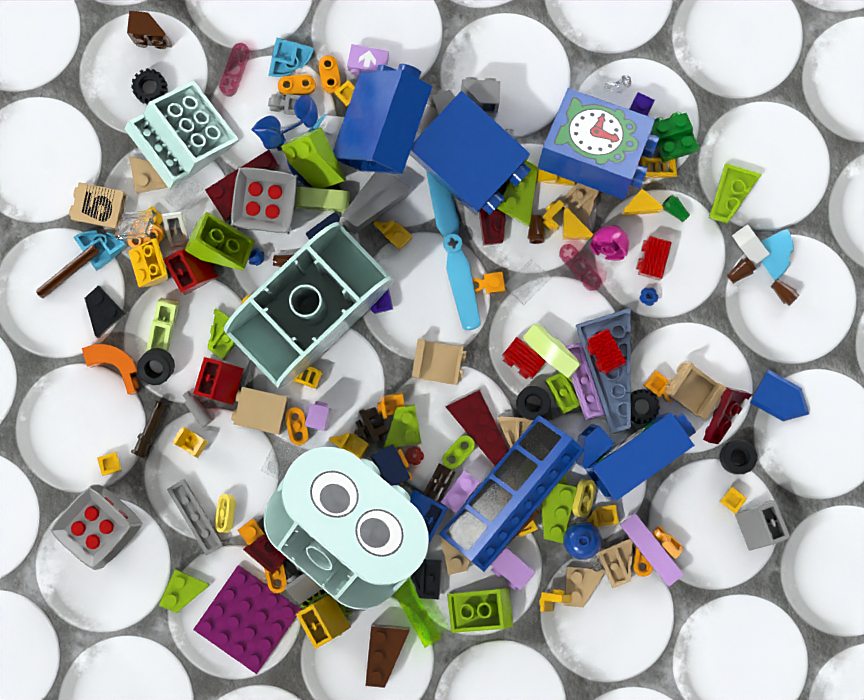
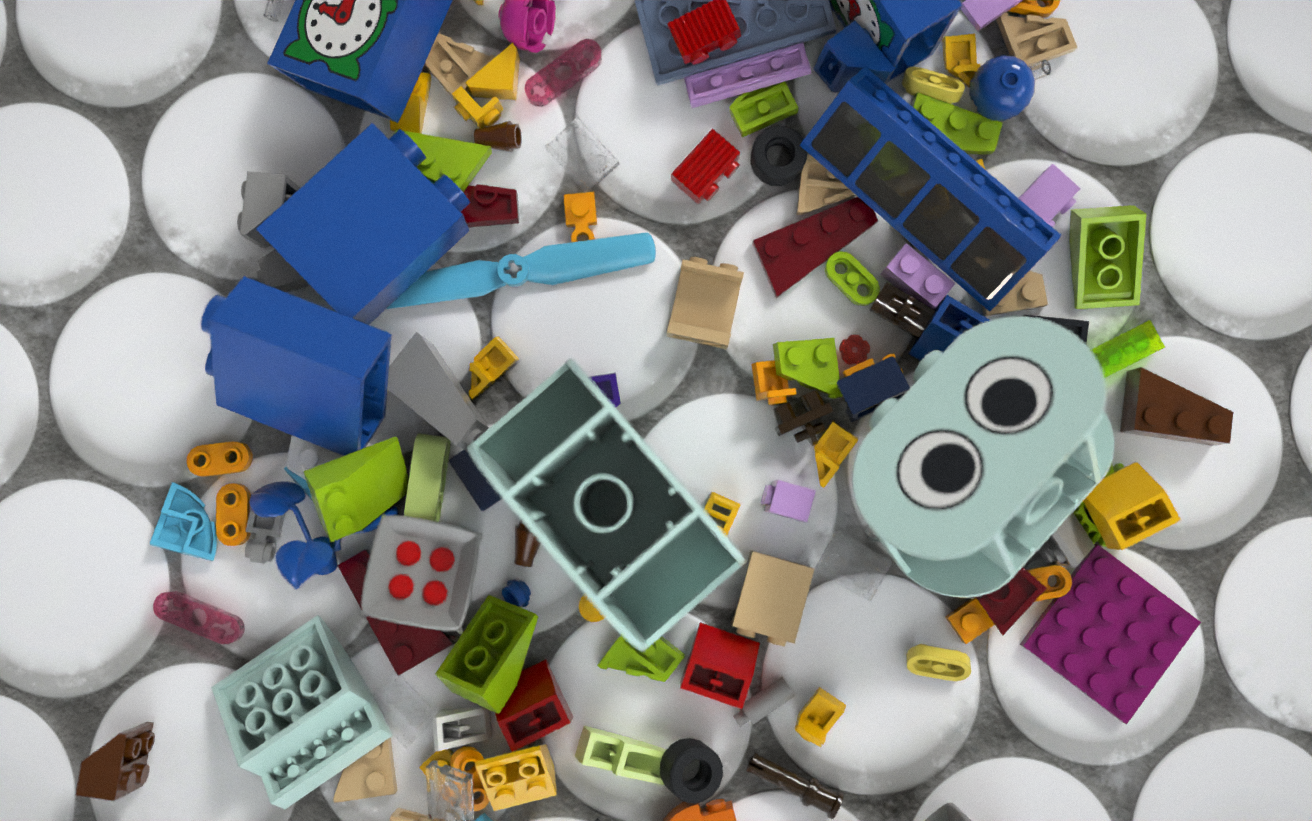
camera: 80 degrees left, 0 degrees up
(146, 76) = (199, 772): black tyre -> none
(181, 591) = (1061, 740): lime wing -> none
(195, 517) = (942, 713): light grey plate -> none
(296, 426) = (799, 538): light orange plate -> none
(345, 92) = (252, 433): yellow plate -> none
(366, 59) = (196, 397): lavender brick -> none
(548, 598) = (1088, 139): yellow bracket -> none
(551, 350) = (696, 119): yellowish green slope -> none
(581, 584) = (1068, 100): tan wing -> none

